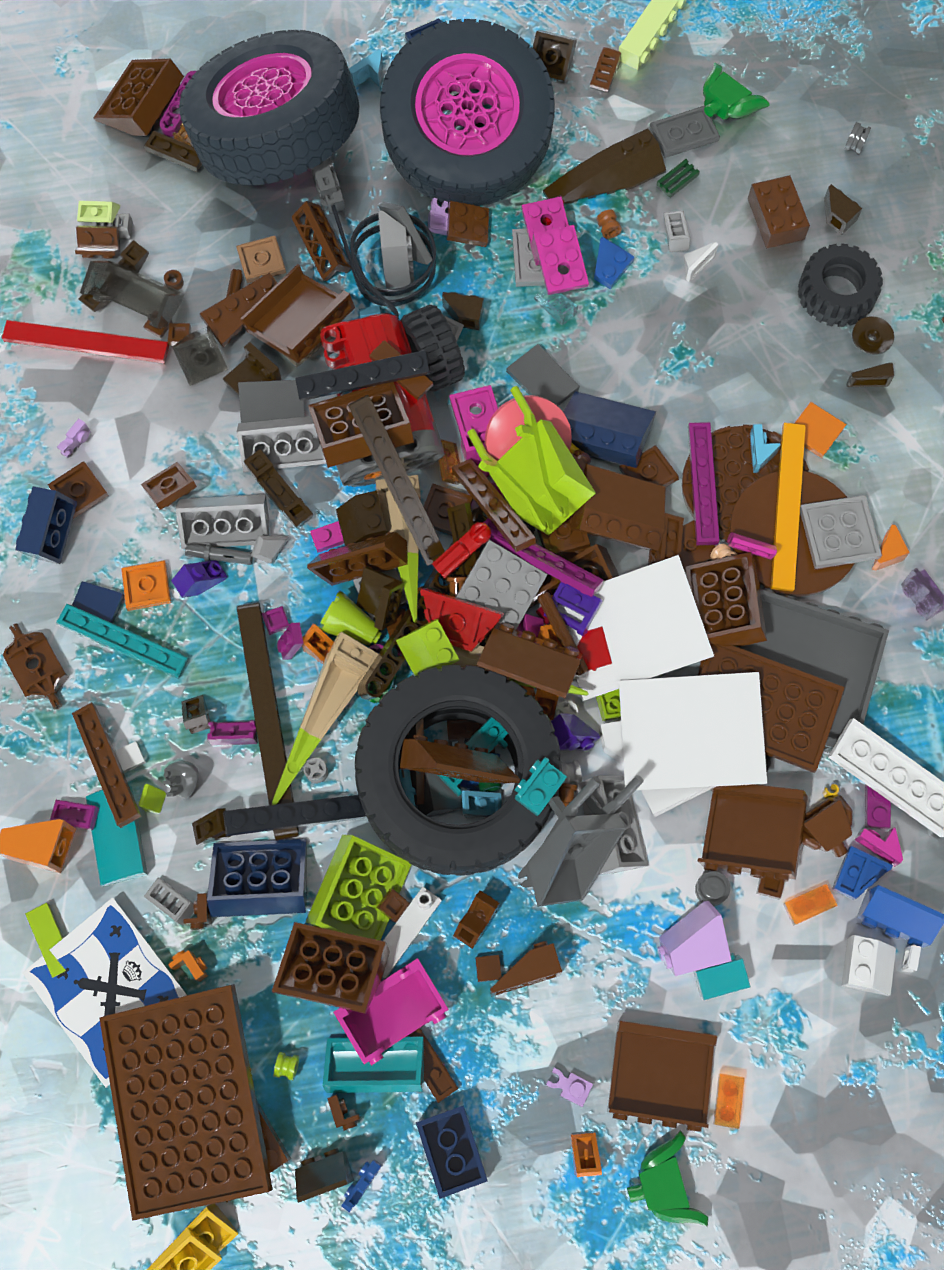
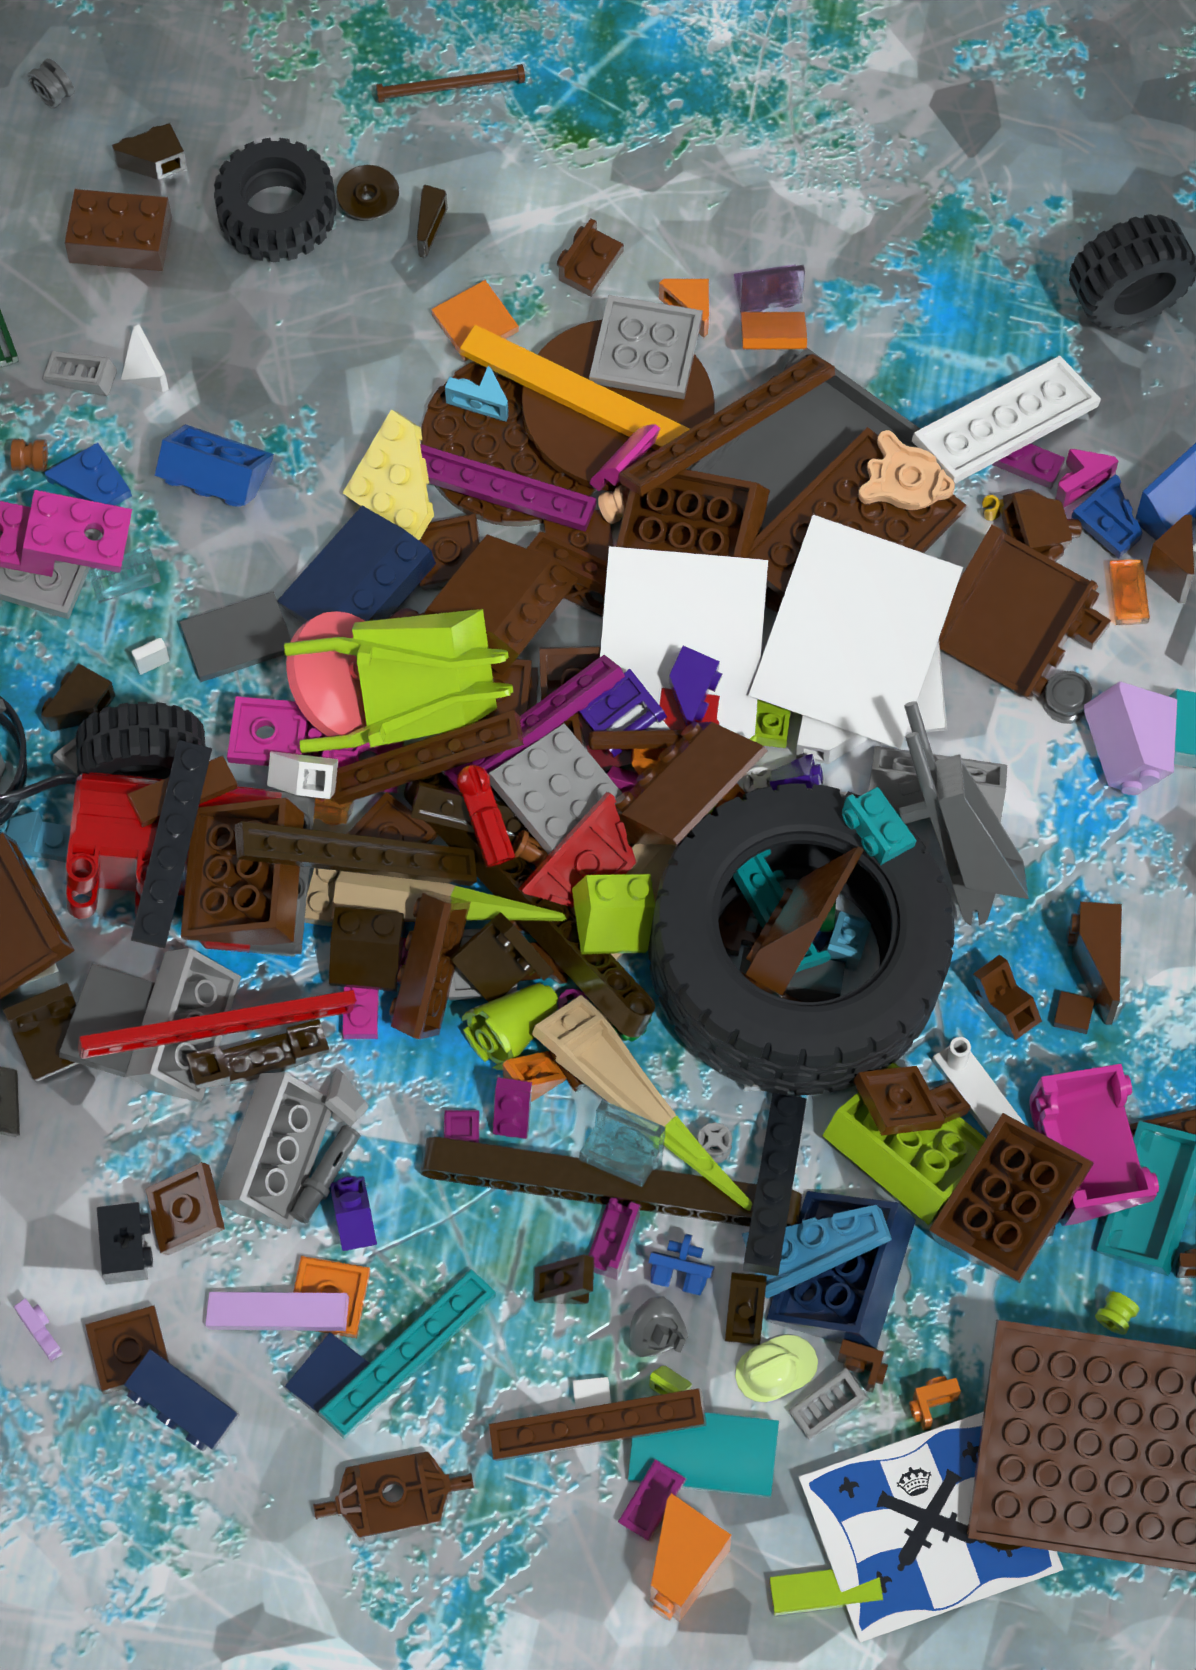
camera: 70 degrees left, 5 degrees down
(124, 559) = (277, 1311): none -> lavender tile
(144, 453) = (114, 1225): none -> black brick
(185, 861) = (776, 1368): none -> yellowish green piece
(230, 778) = (696, 1272): none -> blue hips
(263, 859) = (824, 1244): none -> dark azure wing
(277, 454) = (216, 1024): none -> red tile
(284, 714) = (624, 1144): none -> clear light blue bracket
(376, 873) = (899, 1100): none -> reddish brown plate
(451, 440) = (303, 774): none -> white slope
(508, 336) = (150, 656): none -> white tile
(608, 640) = (691, 681): none -> dark purple slope
(647, 321) = (212, 465): none -> blue slope
(680, 420) = (394, 476): none -> light yellow plate
(803, 598) = (726, 424): none -> reddish brown tile
(817, 724) = (905, 476): none -> light nougat tile
(843, 923) = (1173, 560): none -> reddish brown slope
(892, 478) = (588, 259): none -> reddish brown bracket
(893, 607) = (773, 330): none -> orange tile

